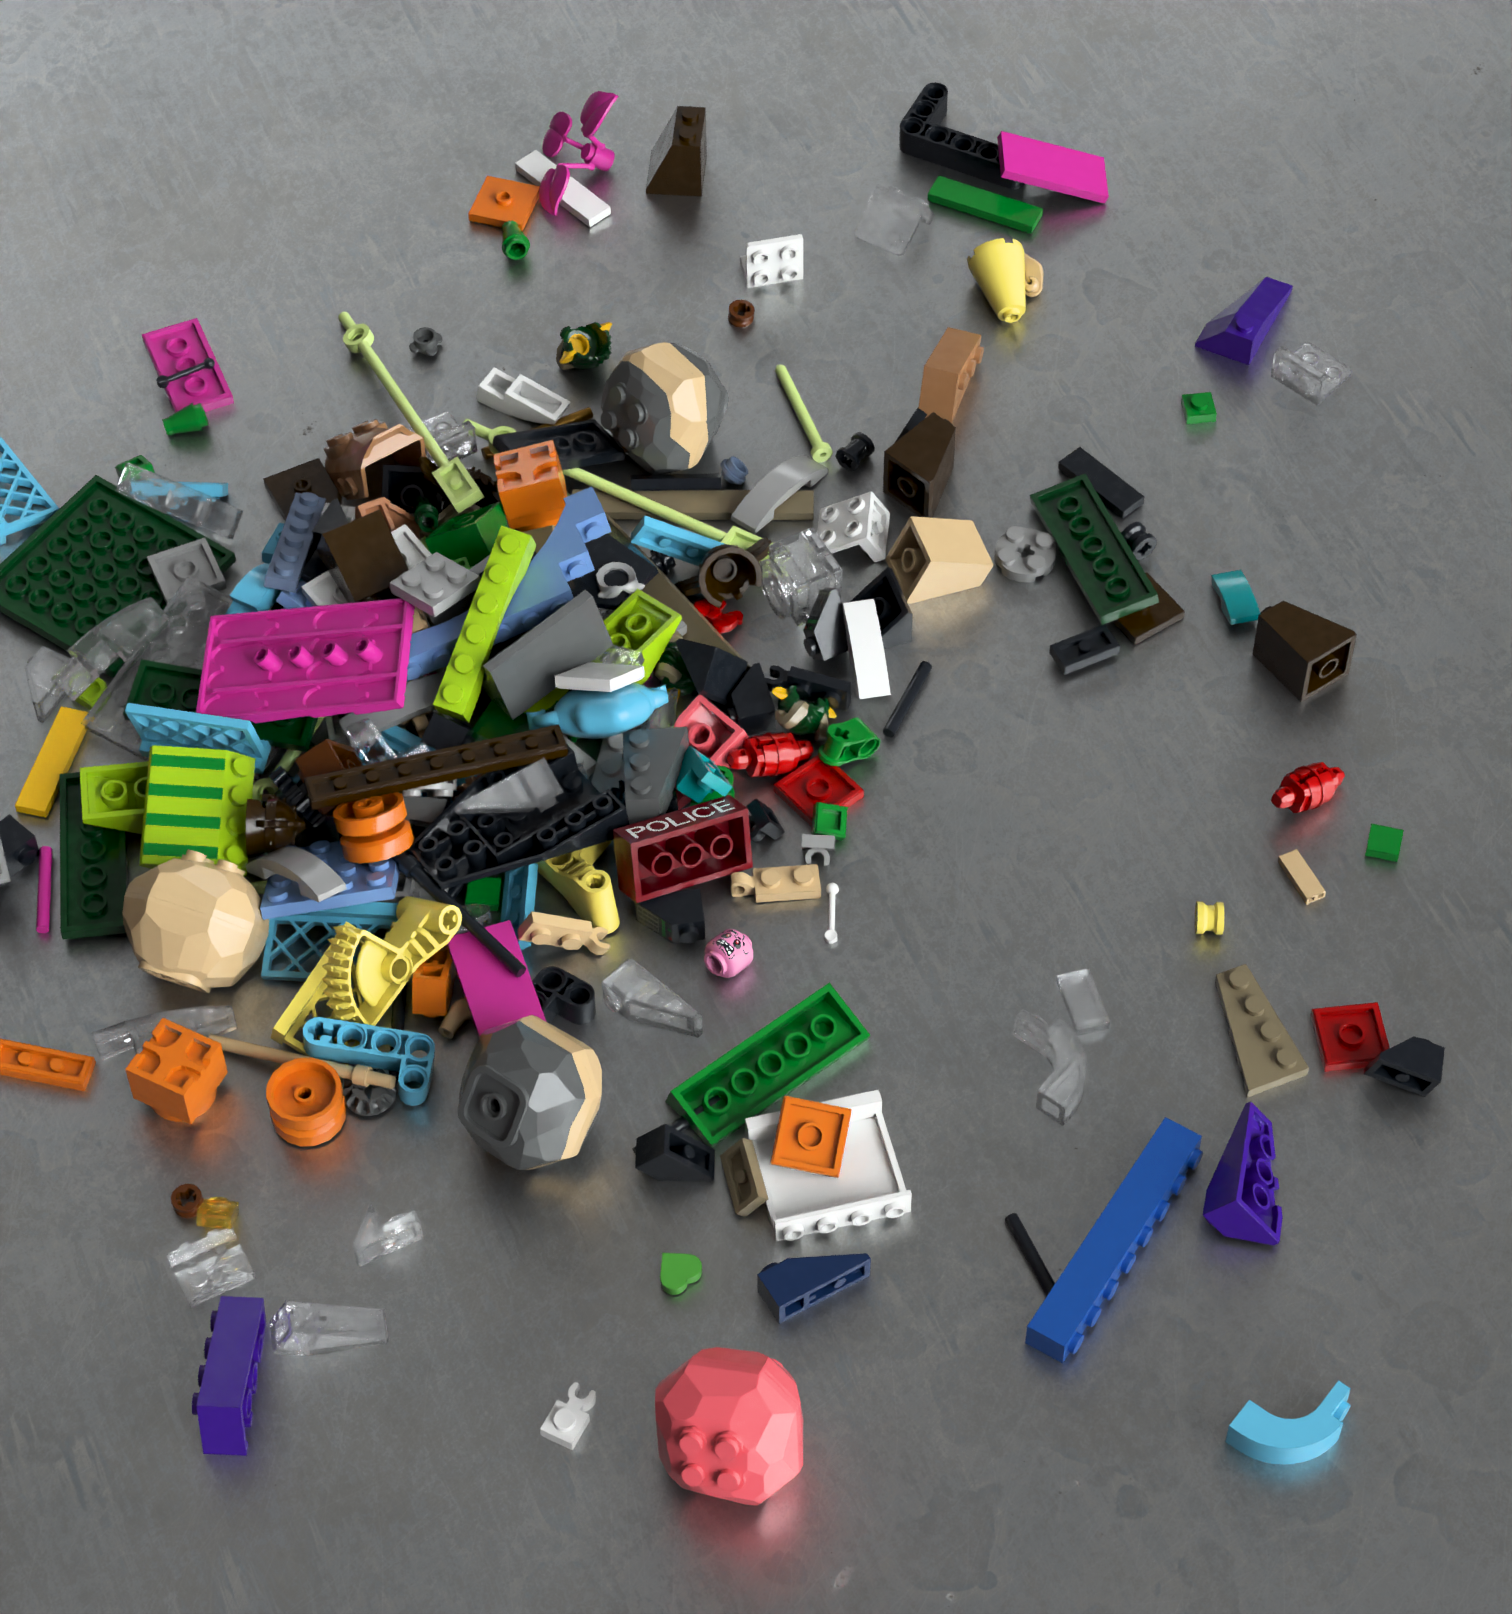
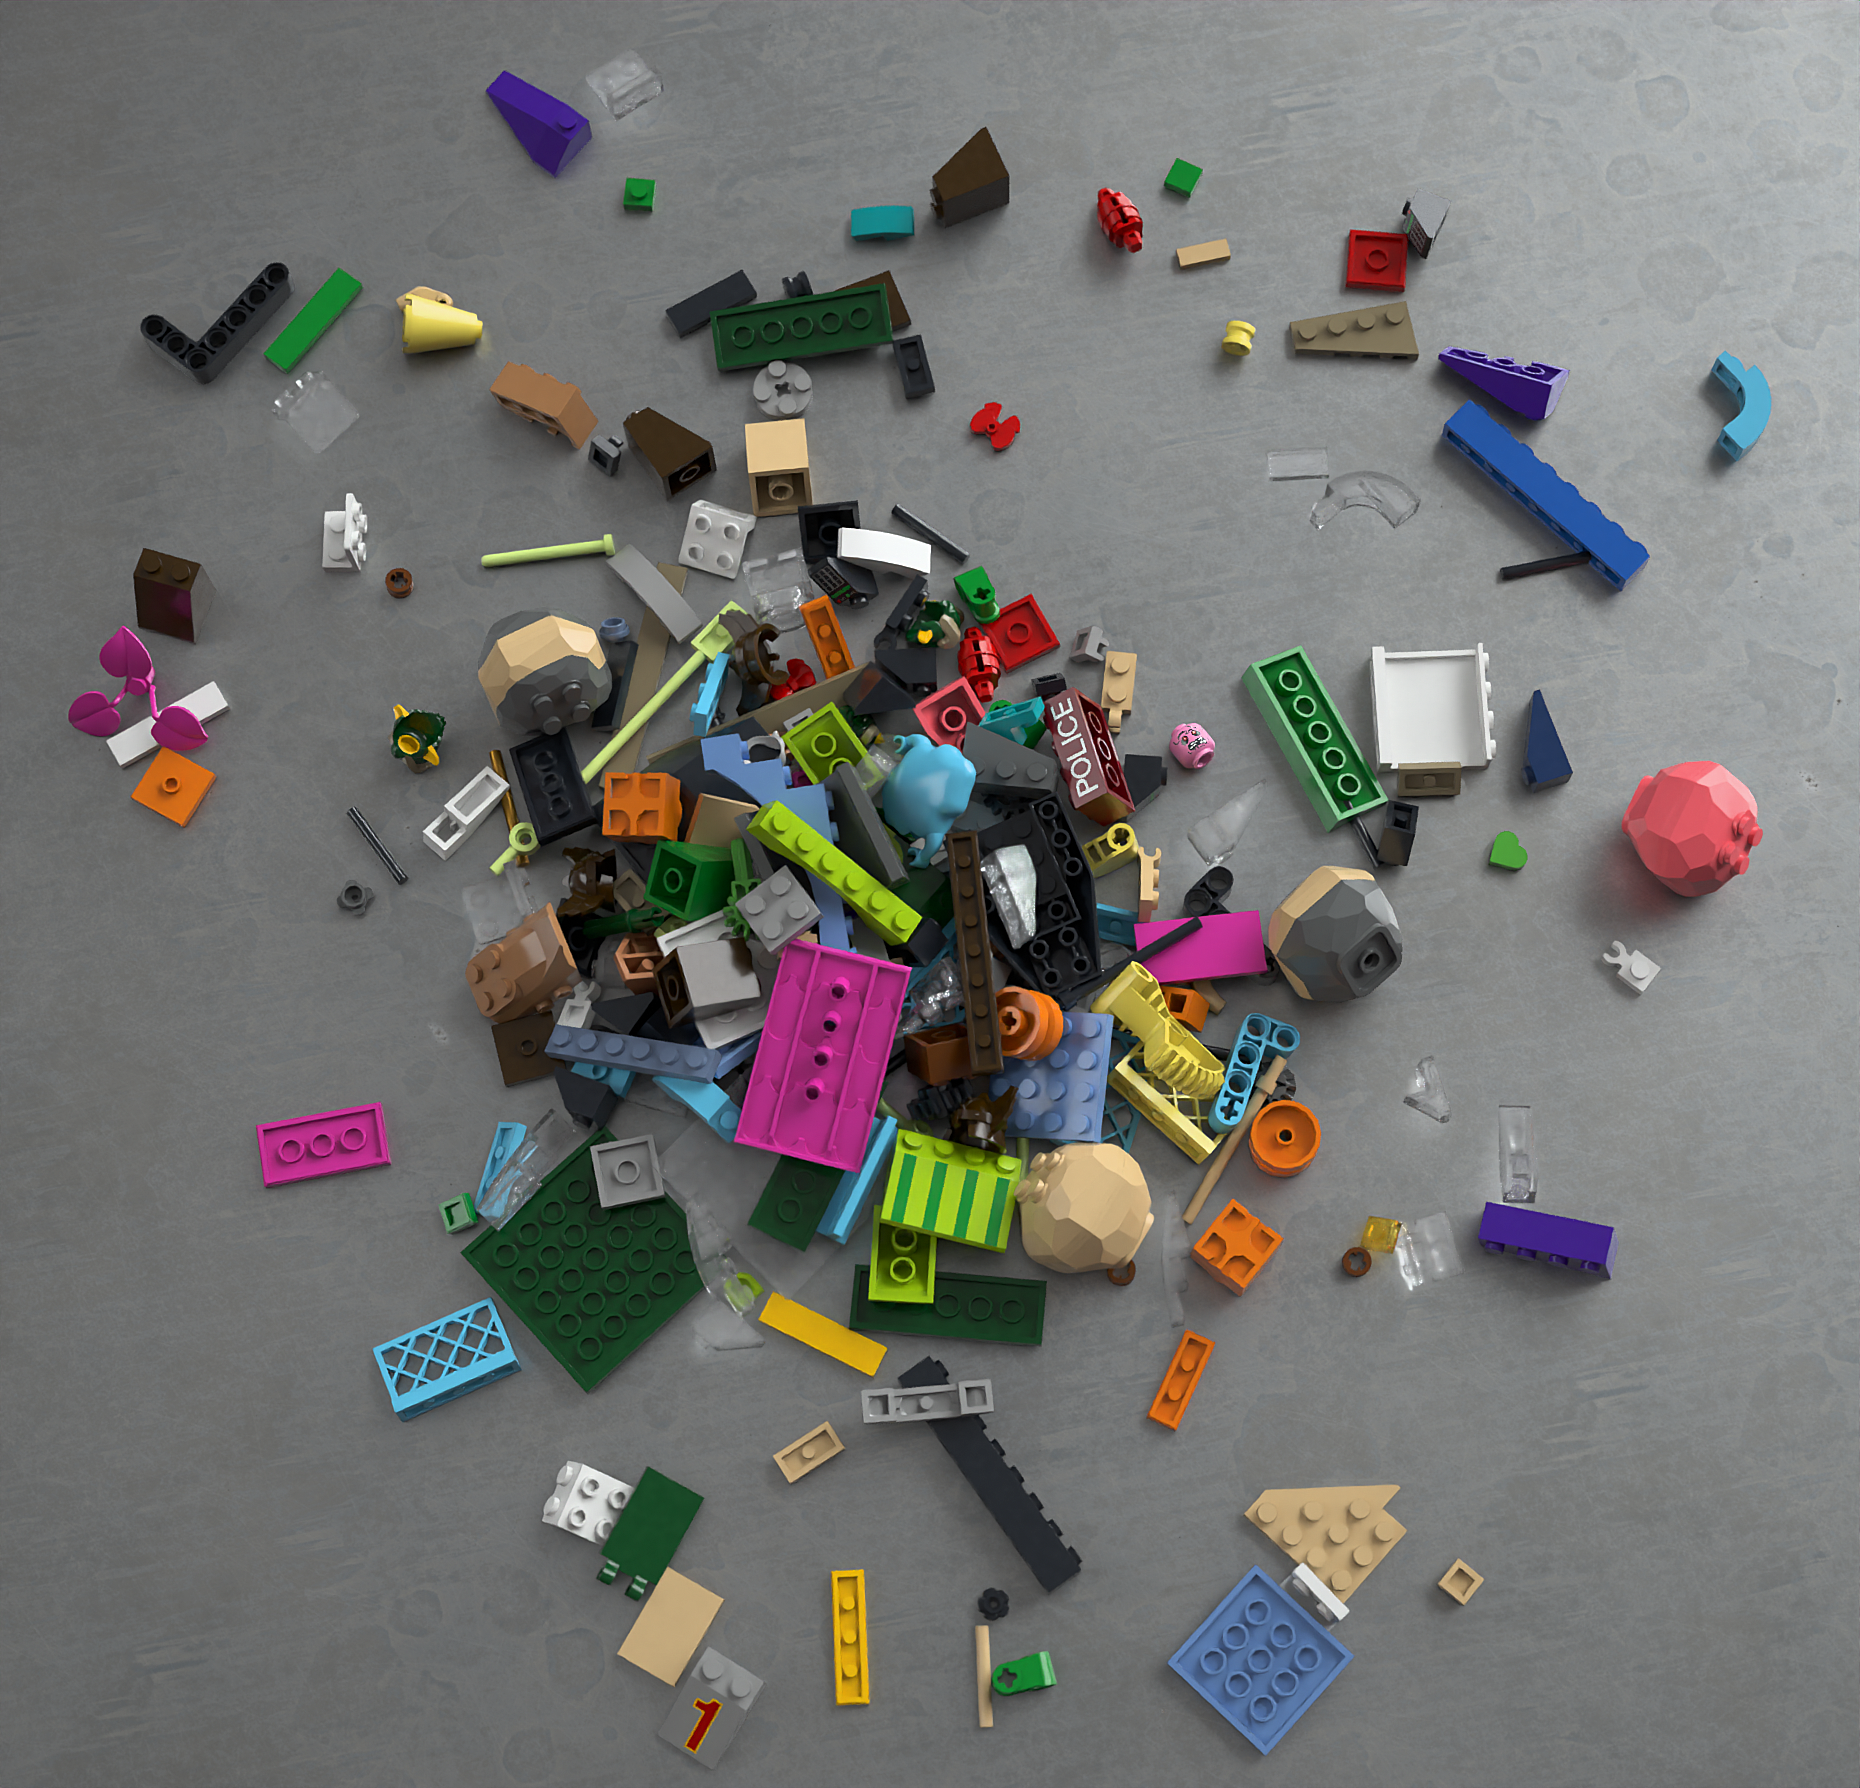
camera: 75 degrees left, 20 degrees up
(44, 890) = (978, 1358): dark pink bar -> none
(150, 984) = (1119, 1281): none -> reddish brown bush
(163, 381) = (343, 1169): black hinge -> none
(186, 420) = (403, 1152): green cone -> none
(252, 529) = (585, 1099): none -> black slope
(313, 875) = (1057, 1100): light grey slope -> none
(450, 475) = (594, 886): yellowish green bar -> none
(479, 349) = (377, 845): none -> black bar
(514, 242) = (236, 785): green cone -> none
(599, 677) = (906, 783): white tile -> none
(761, 618) = (826, 636): none -> orange tile
(810, 1136) = (1408, 712): orange plate -> none
(829, 820) = (1062, 630): green tile -> none
(831, 935) = (1182, 657): white hinge -> none
(855, 451) = (619, 513): black bush -> none
(1035, 736) = (1000, 434): none -> red piece
(1052, 167) = (294, 242): dark pink tile -> none

